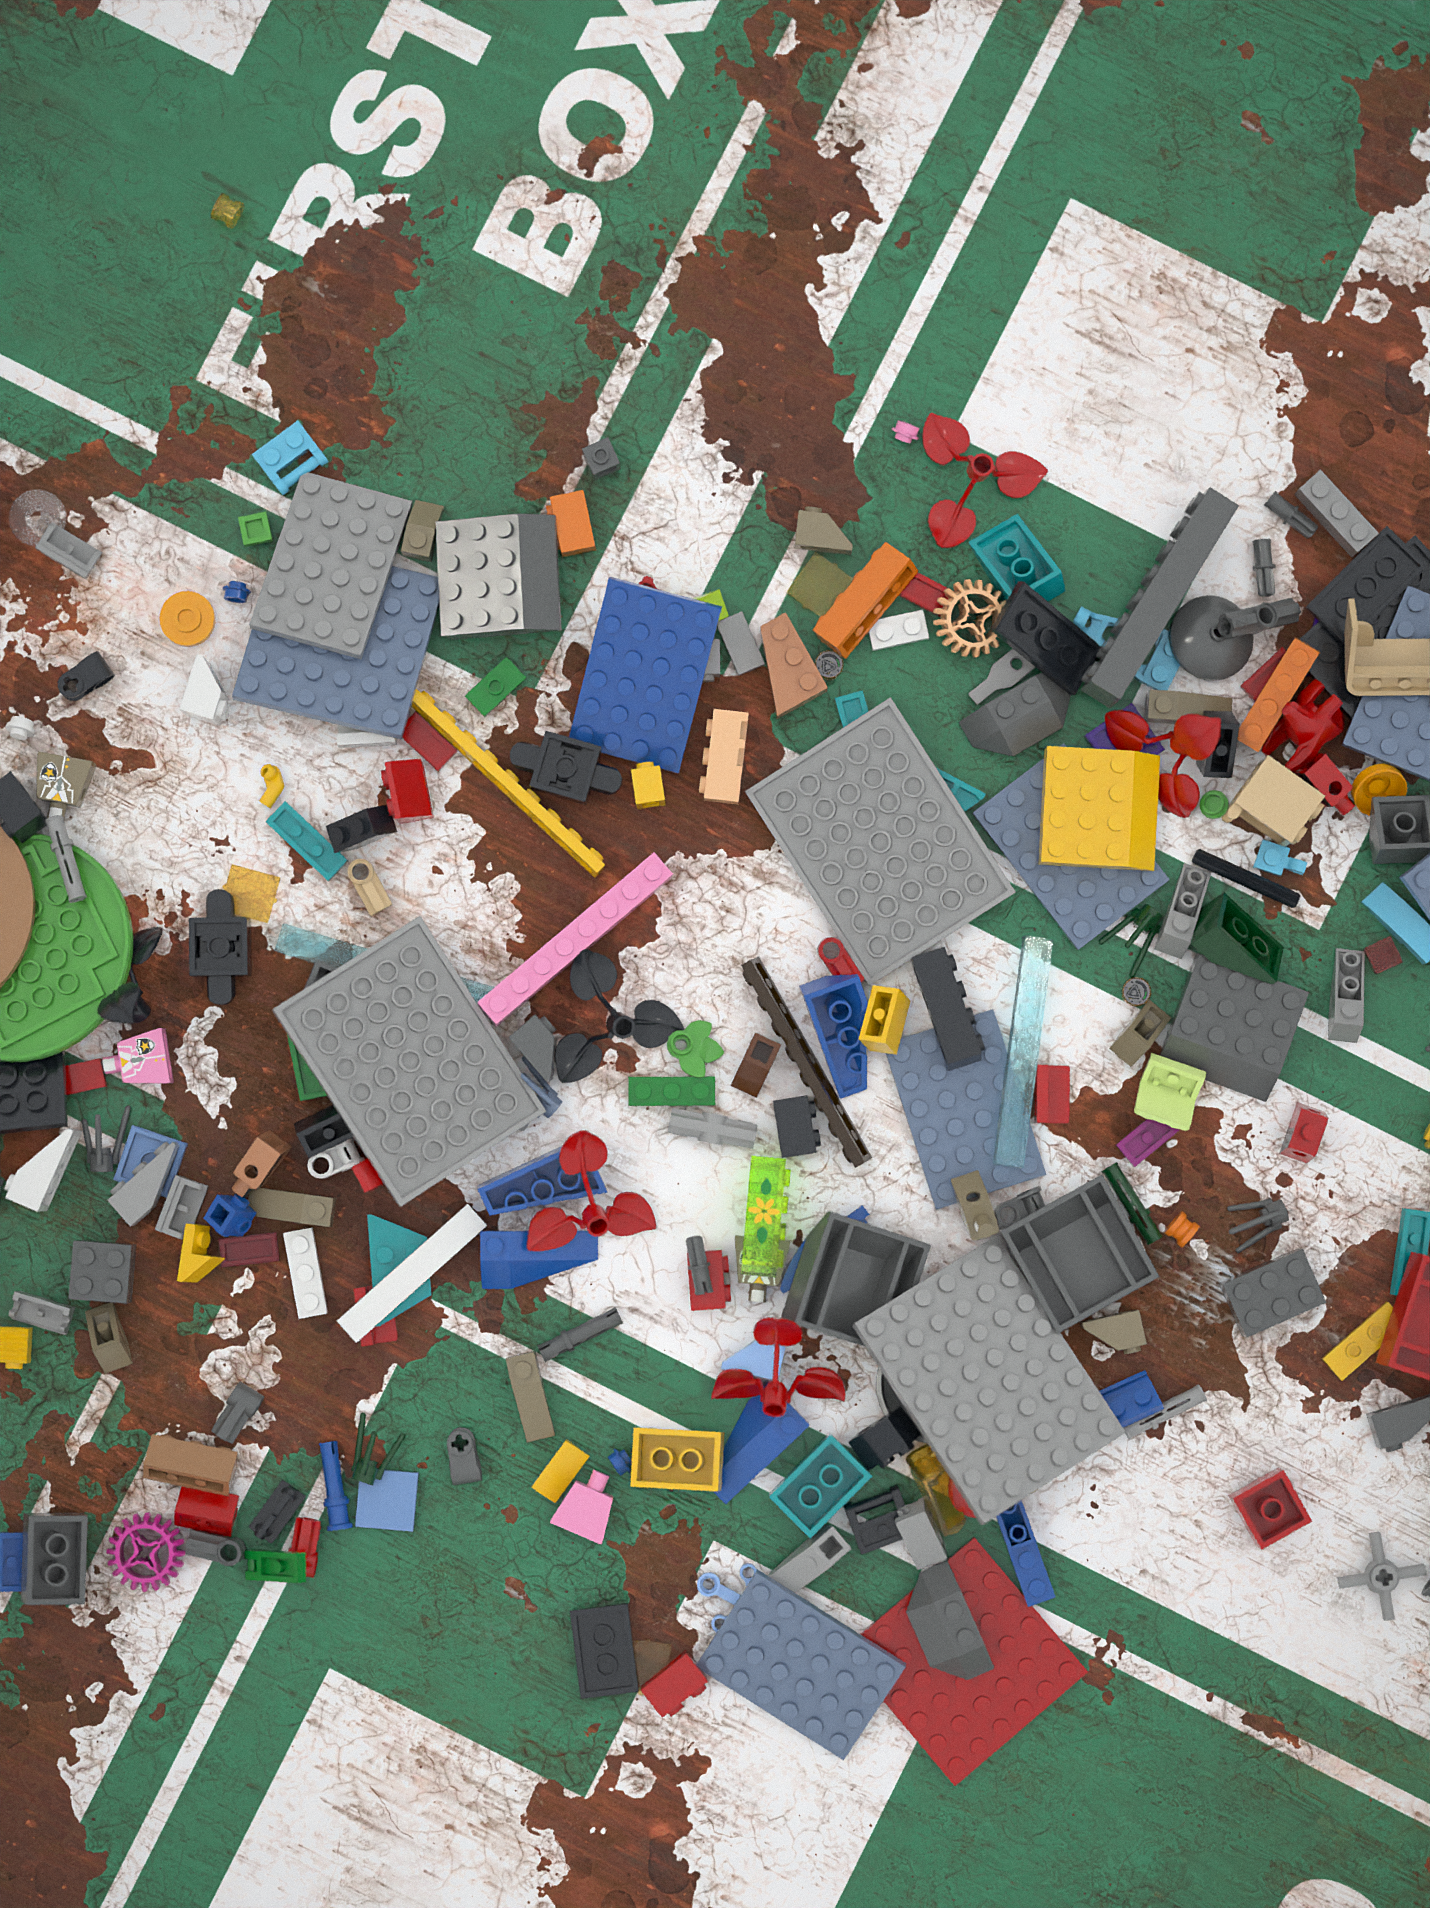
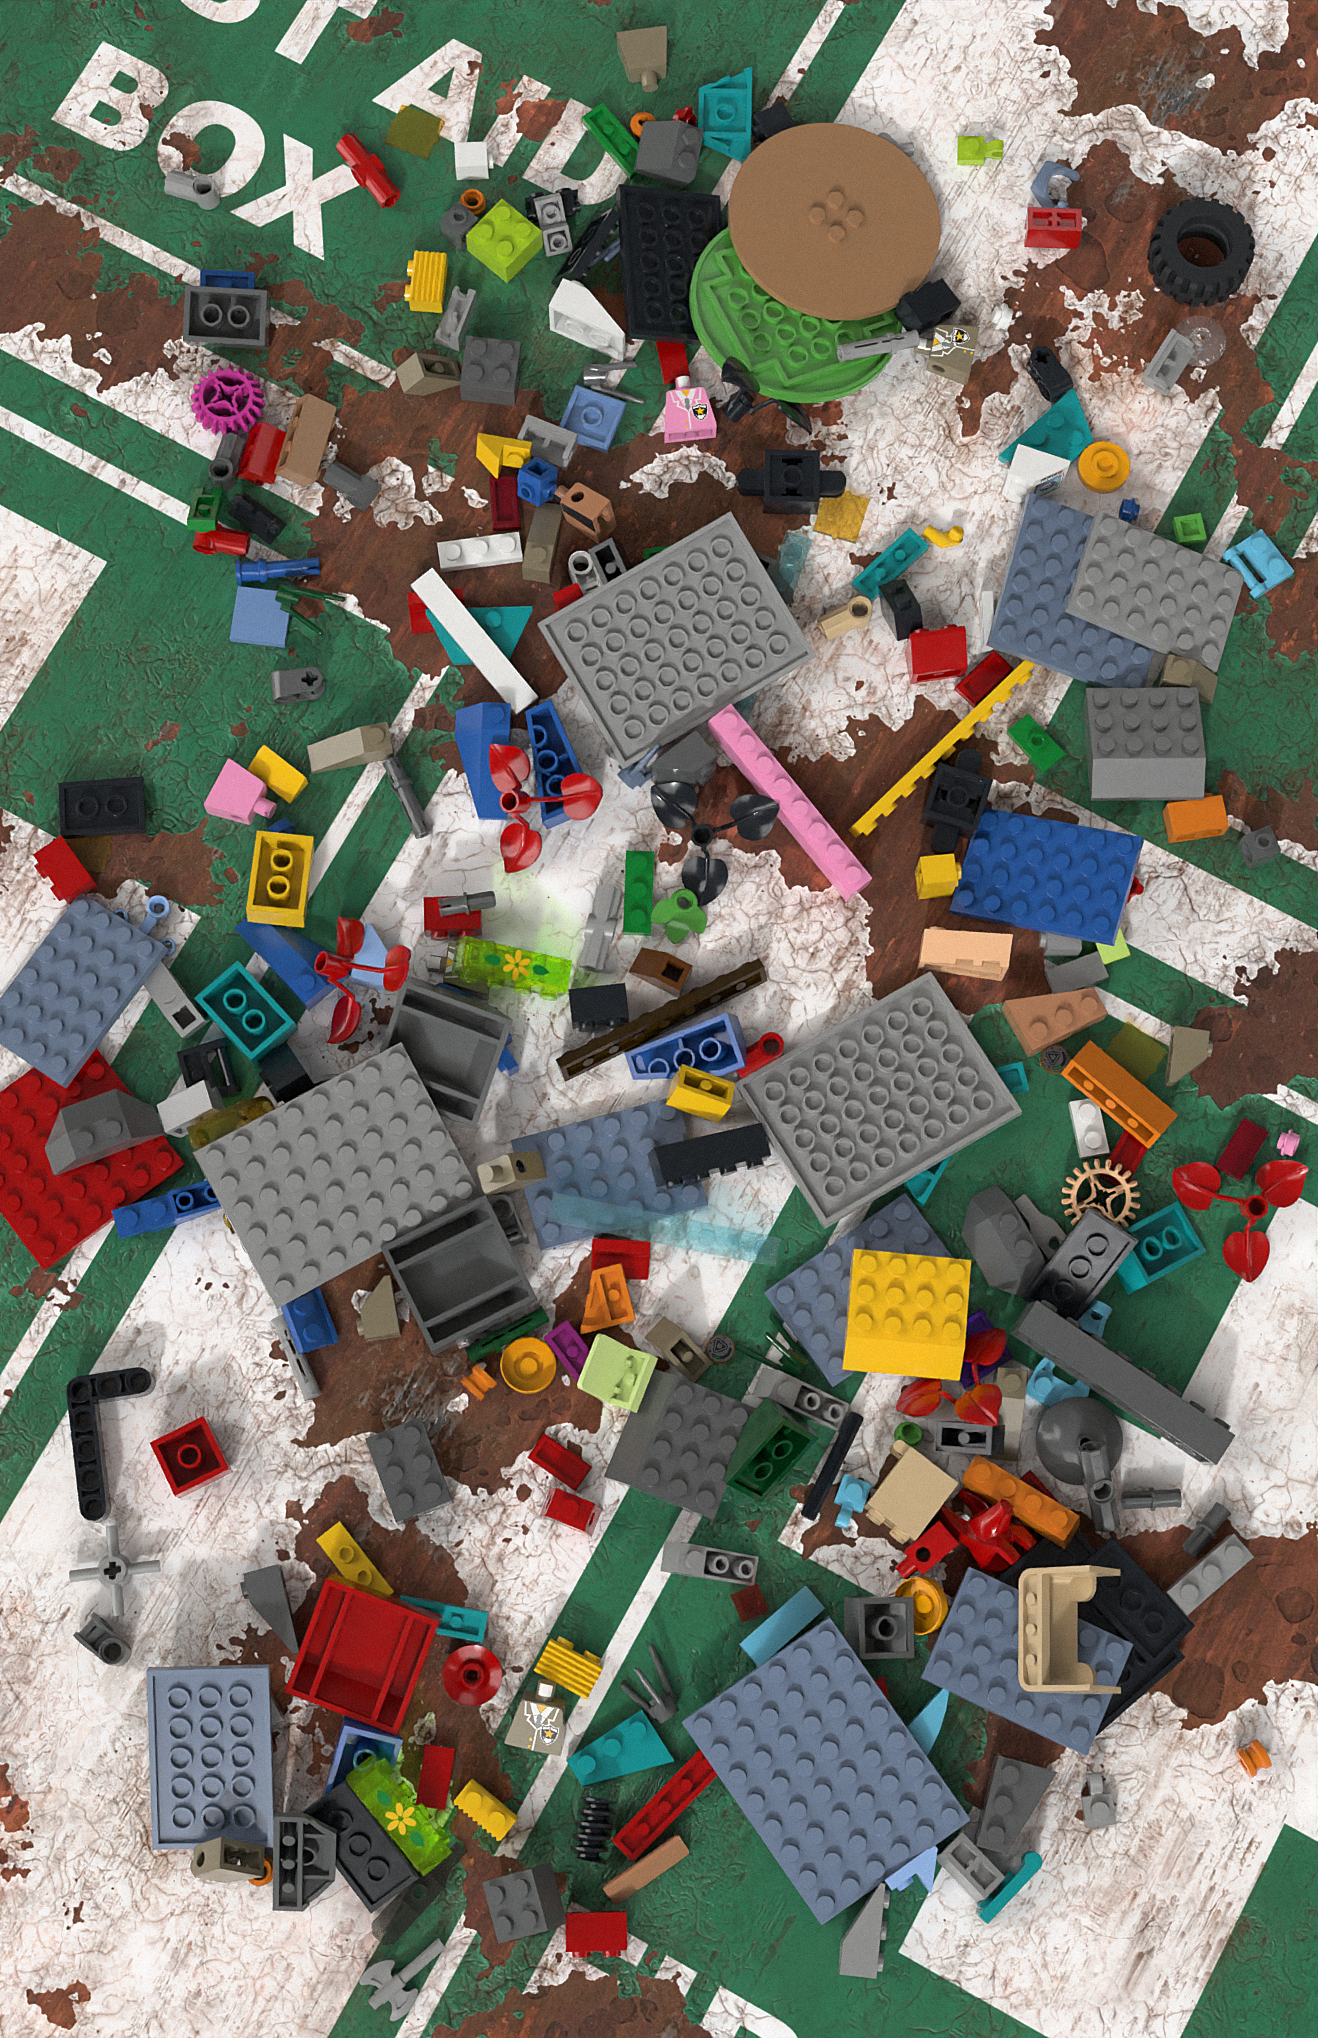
camera: 90 degrees right, 10 degrees down
(142, 1192) = (563, 406): light grey slope -> none
(155, 670) = (1057, 432): none -> teal wing
(913, 478) = (1241, 1149): none -> dark red tile
(1094, 1104) = (607, 1300): none -> orange wing
(1161, 1181) = (528, 1365): none -> light orange piece
(1250, 1607) = (93, 1433): none -> black beam
(1254, 1145) = (559, 1462): none -> red tile
(1272, 1214) = (489, 1476): dark grey plant -> none

